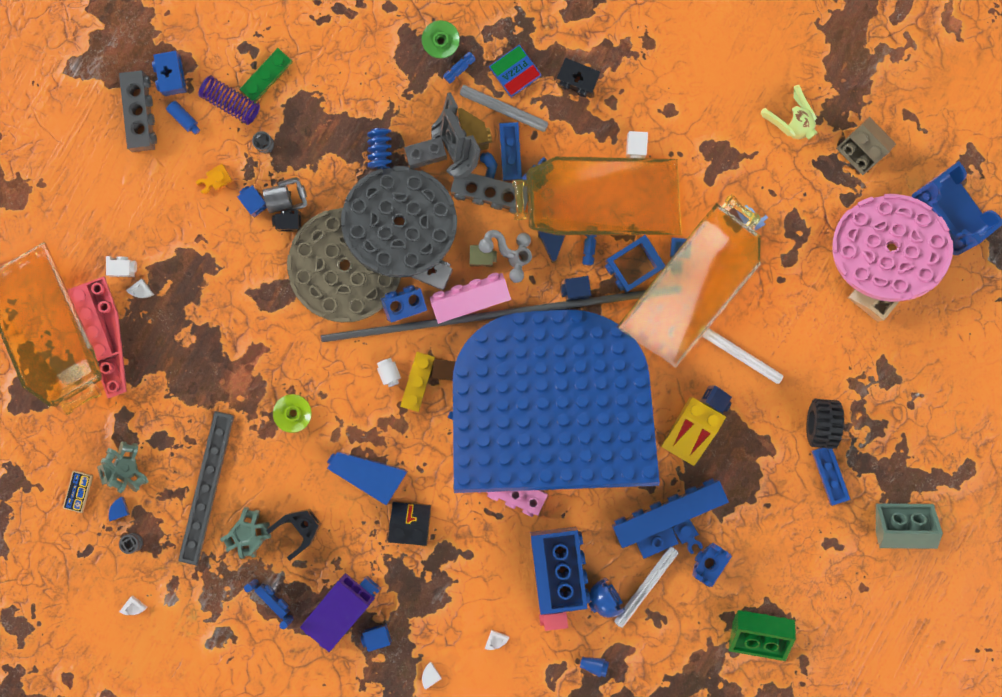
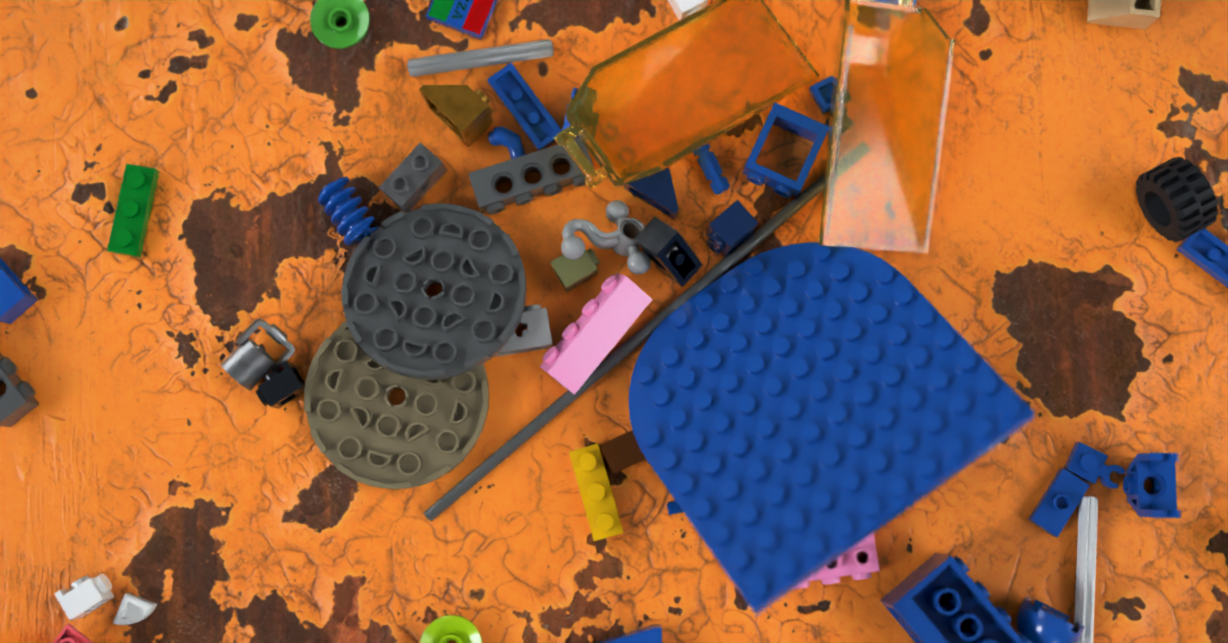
camera: 30 degrees left, 5 degrees down
(183, 117) = (51, 336): blue cylinder -> none
(217, 178) = (148, 389): light orange plate -> none
(247, 120) = (134, 270): dark purple piece -> none
(252, 200) = (215, 388): blue brick -> none
(259, 142) = (177, 297): dark grey wheel -> none
(388, 372) = (548, 504): white brick -> none
(404, 308) = (515, 403): blue brick -> none
(459, 67) = (388, 41): blue axle -> none
(461, 148) = (456, 137): dark grey piece -> none
(535, 279) = (668, 251): none -> black brick
(670, 513) = (1050, 452): blue brick -> none
(693, 431) = (1008, 319): yellow slope -> none
(716, 399) = (1009, 259): dark blue slope -> none
(743, 356) = (1006, 182): white axle -> none

